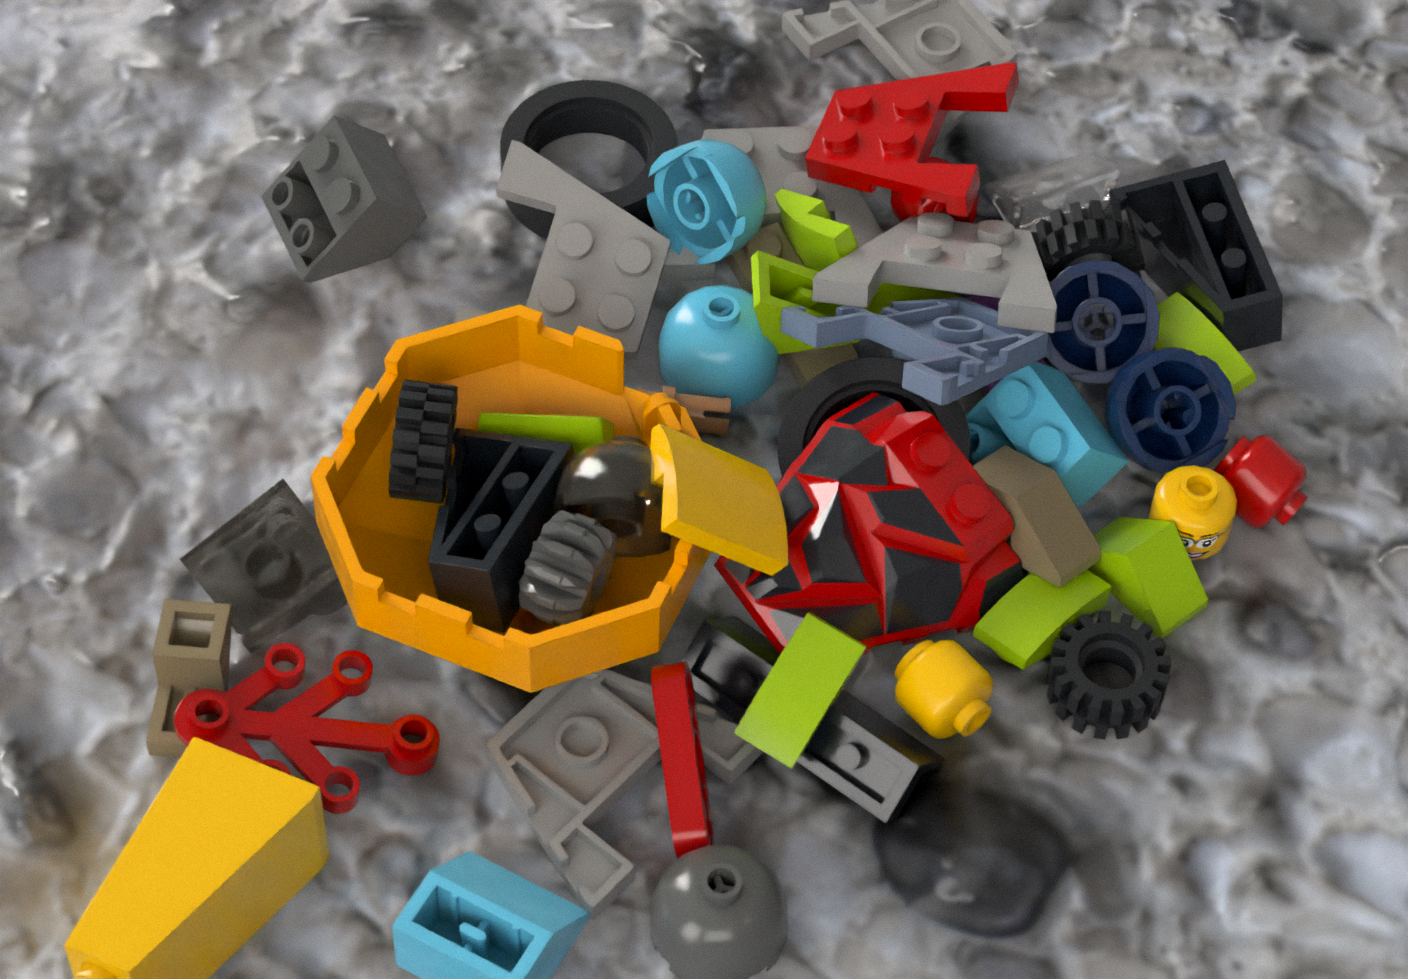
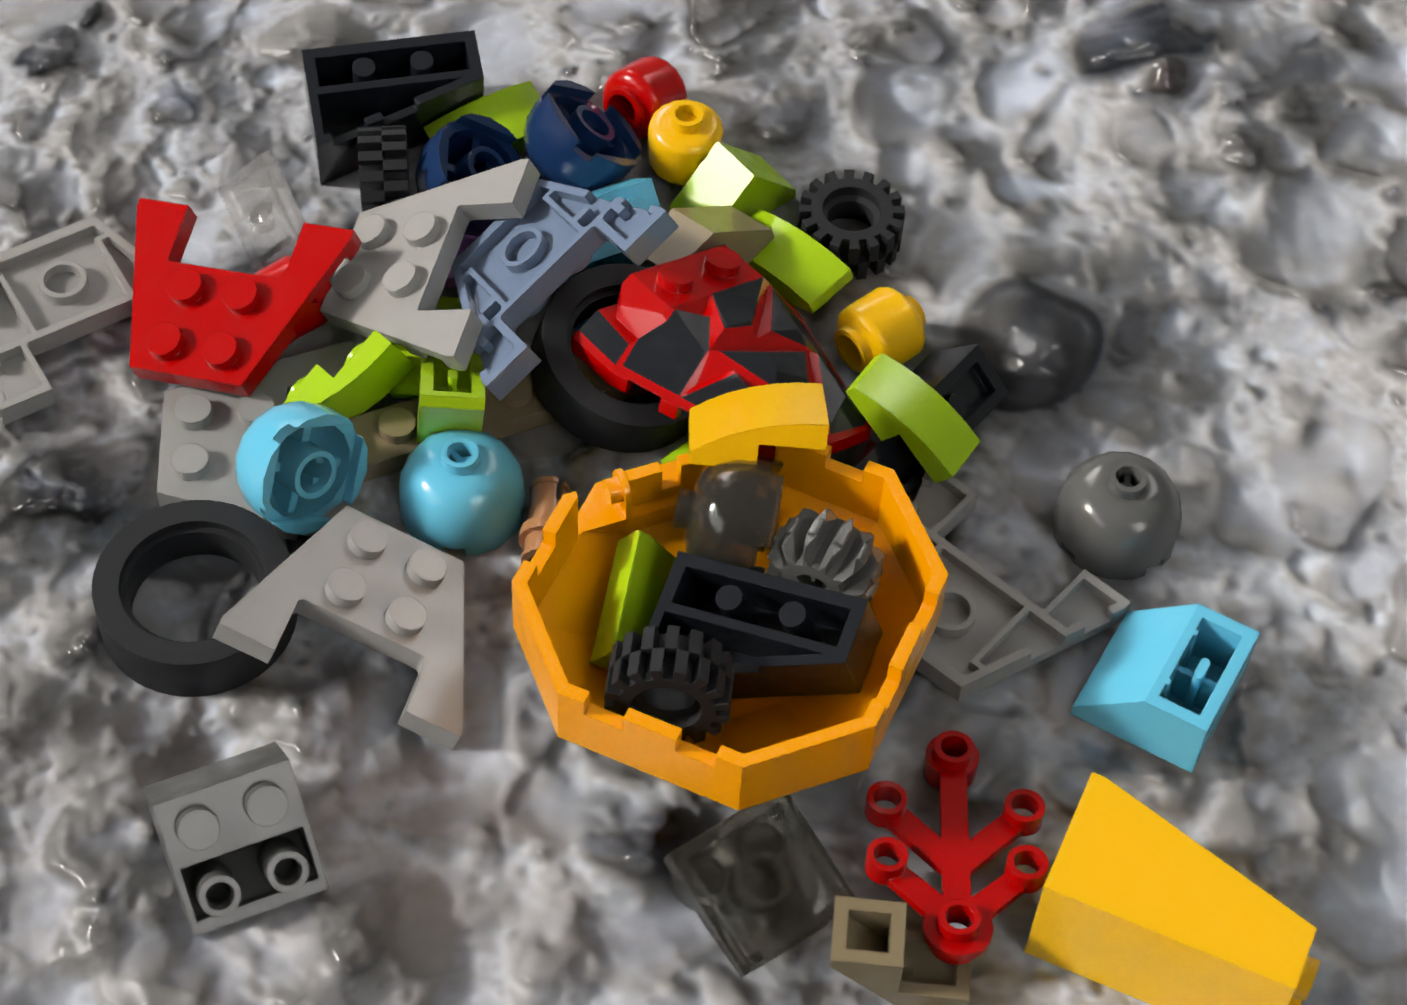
camera: 90 degrees left, 0 degrees up
(682, 757) = (989, 518): red beam -> none

